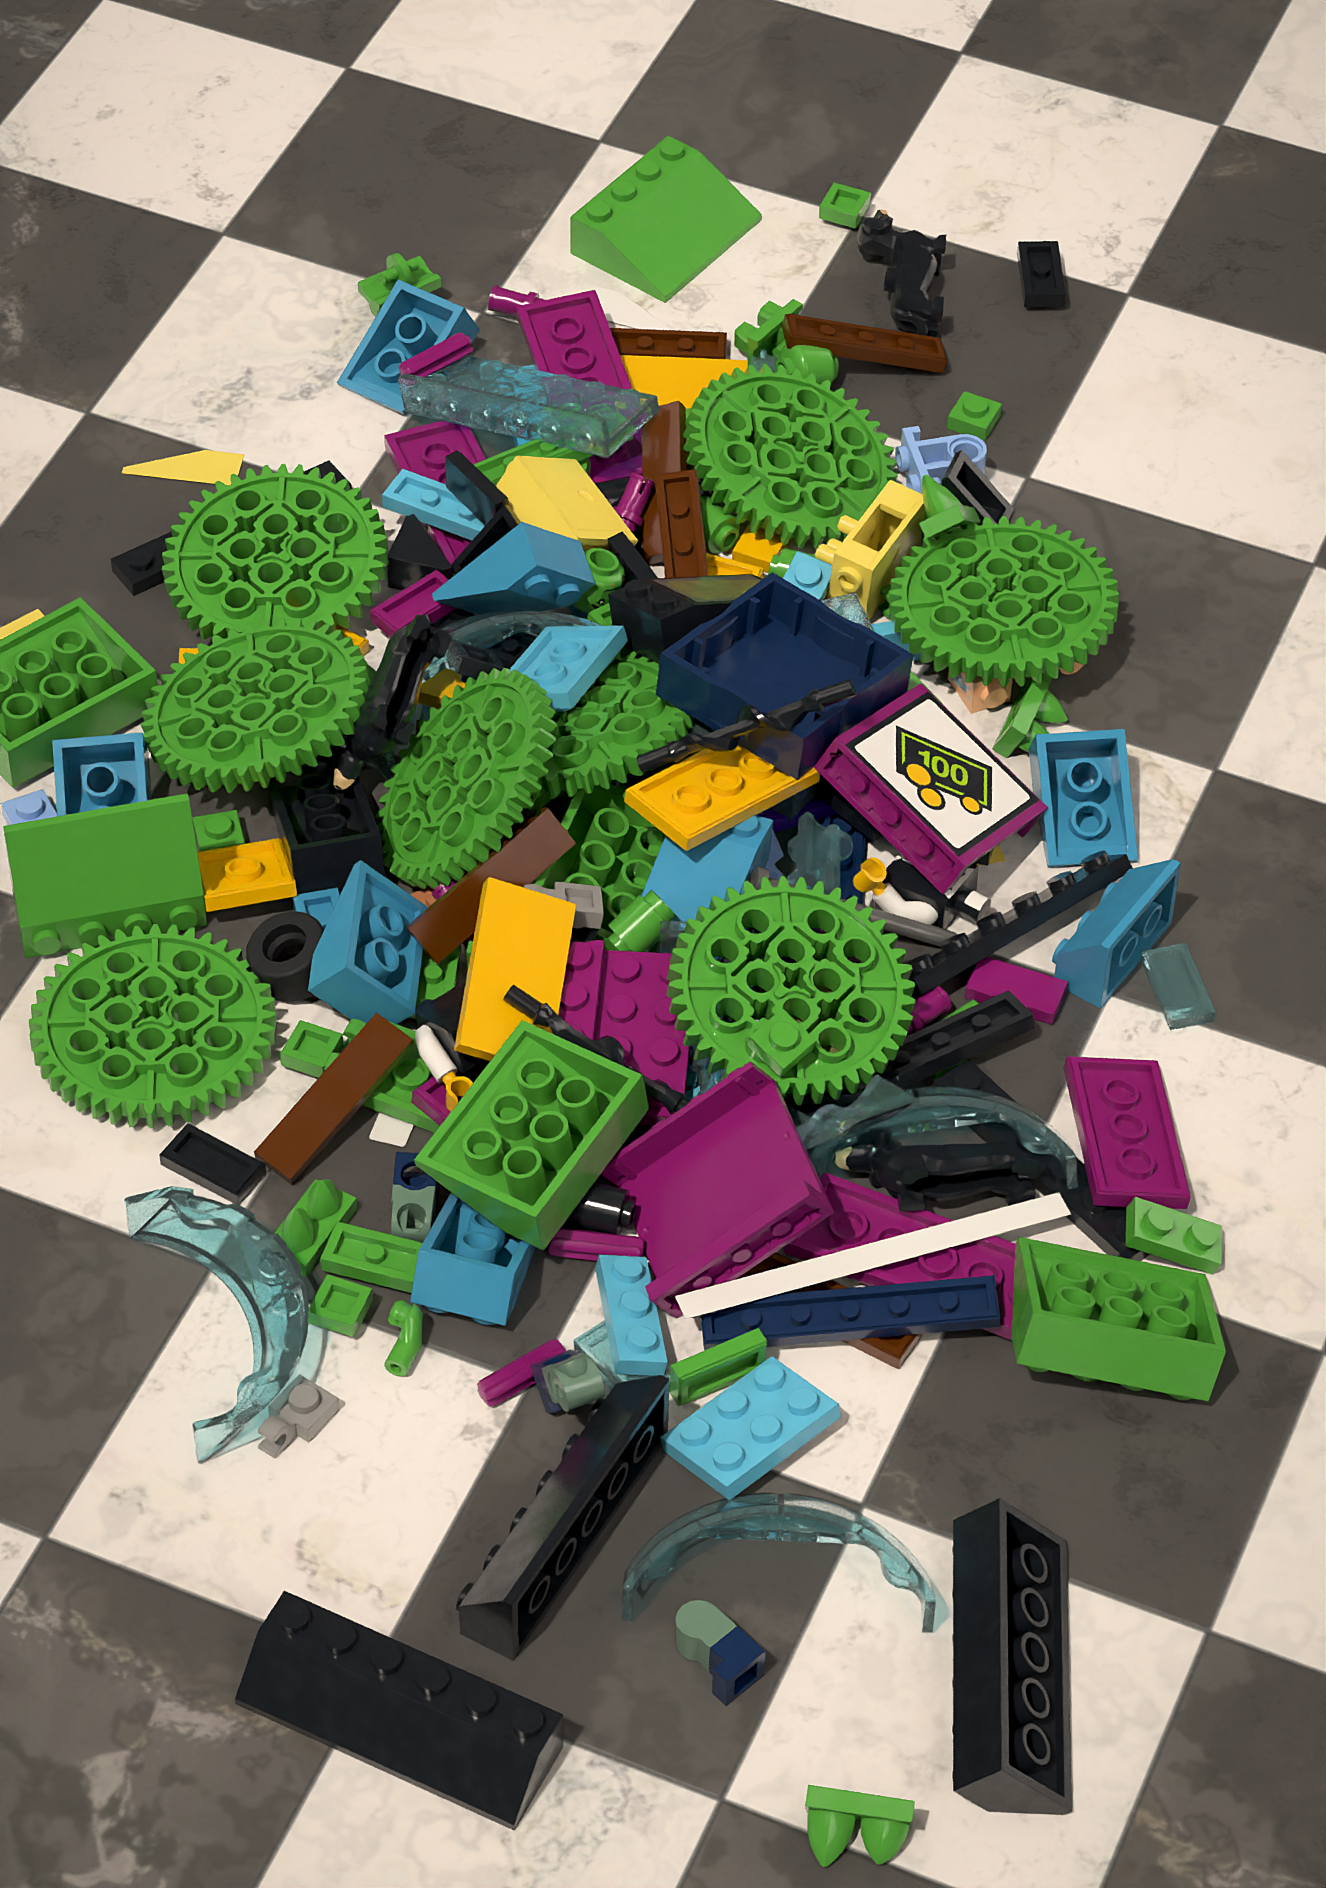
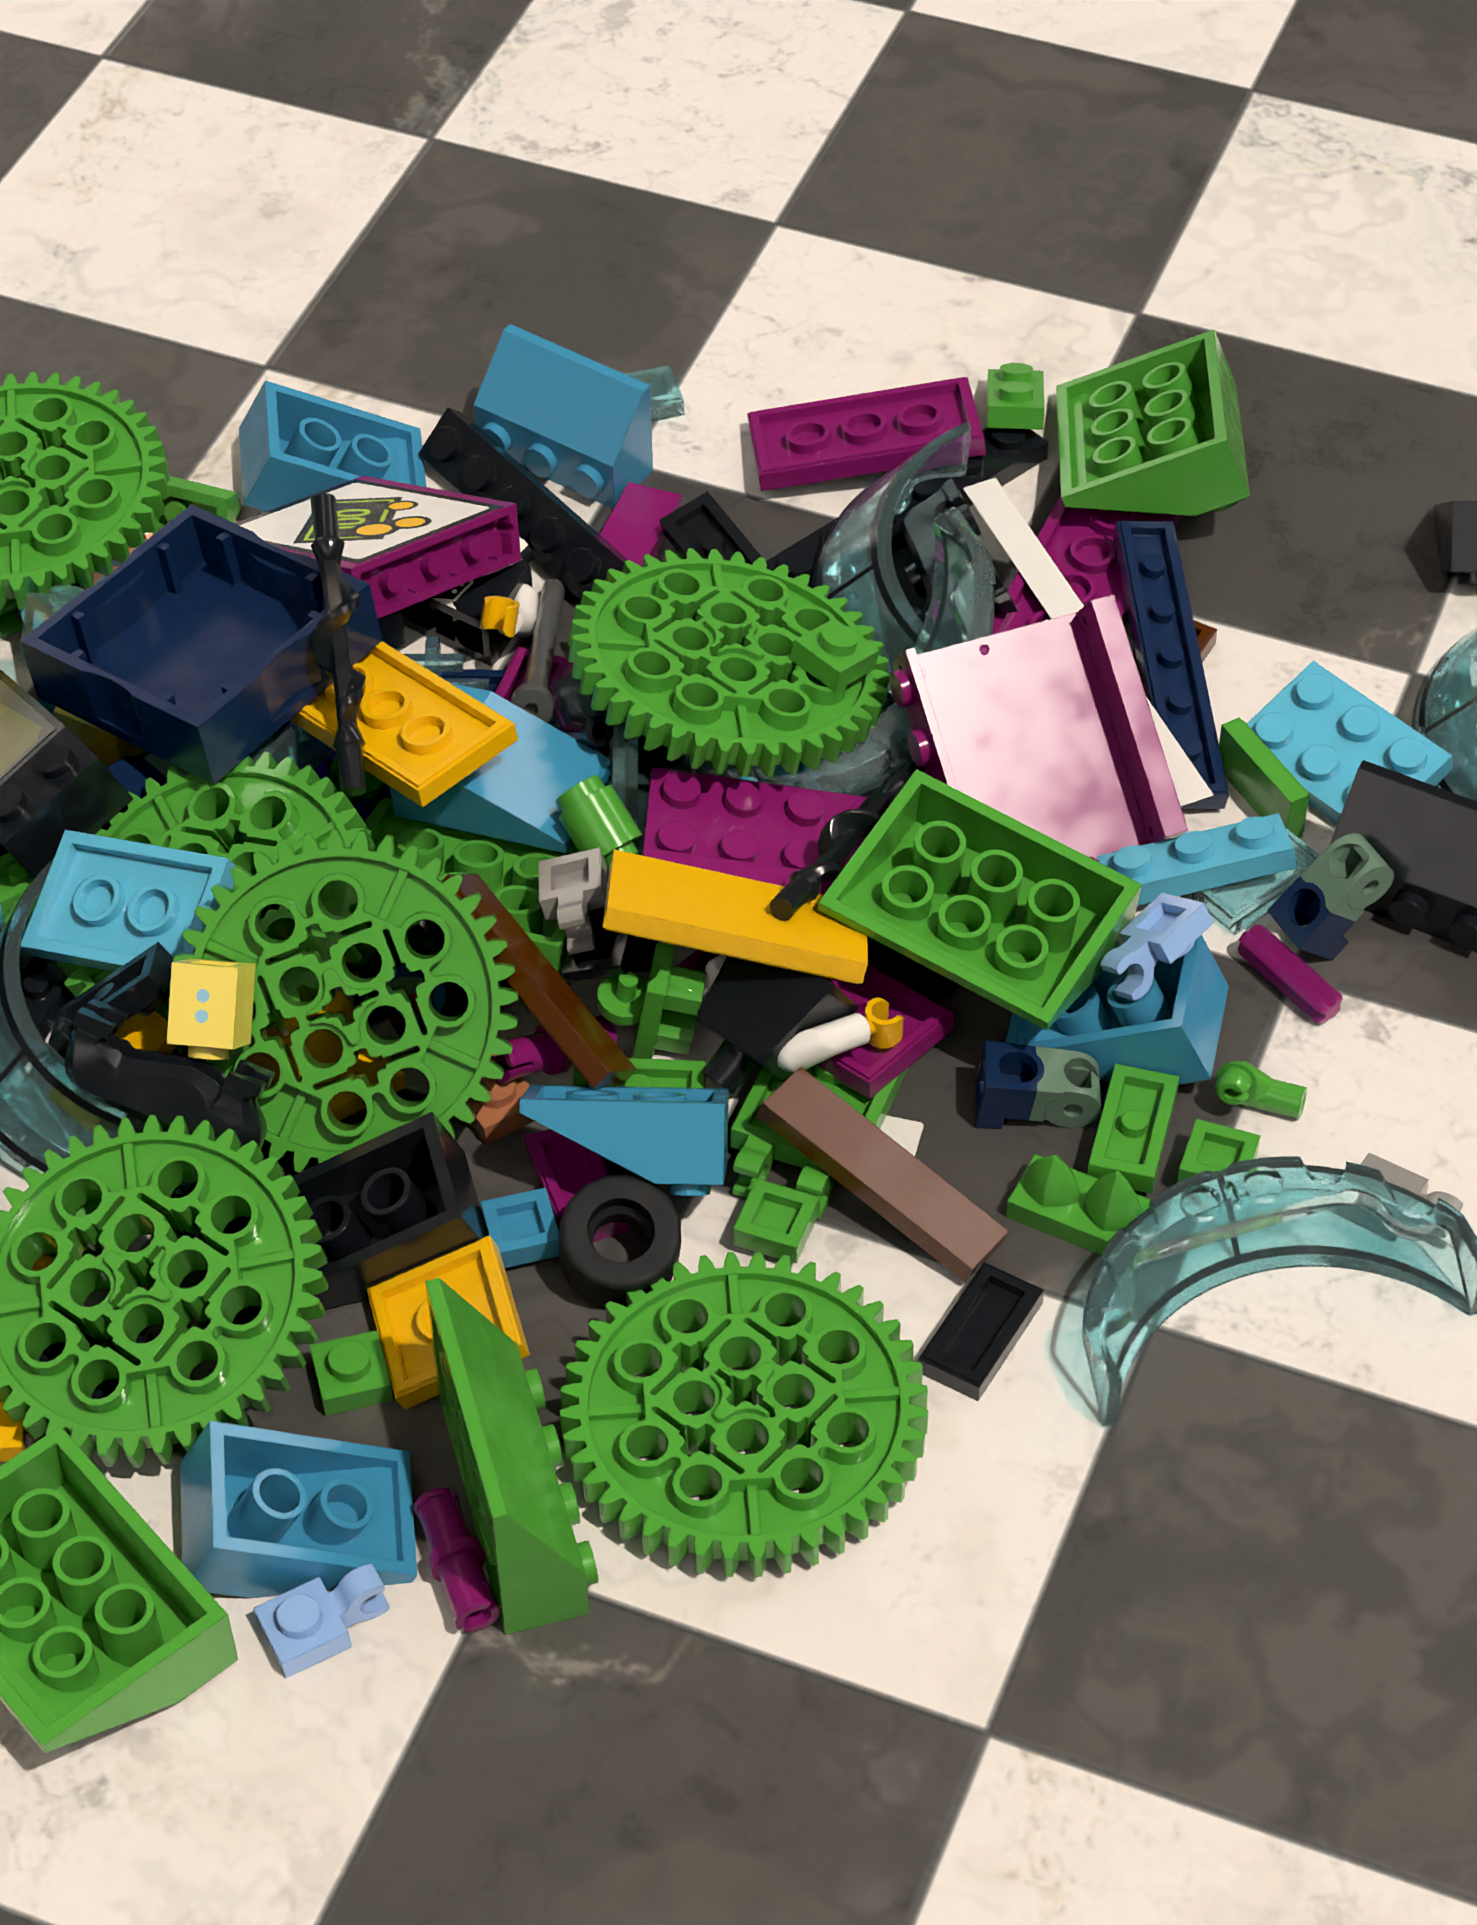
camera: 90 degrees left, 0 degrees up
(439, 691) = (210, 1006): none -> light yellow brick
(504, 1242) = (1157, 934): none -> light blue plate

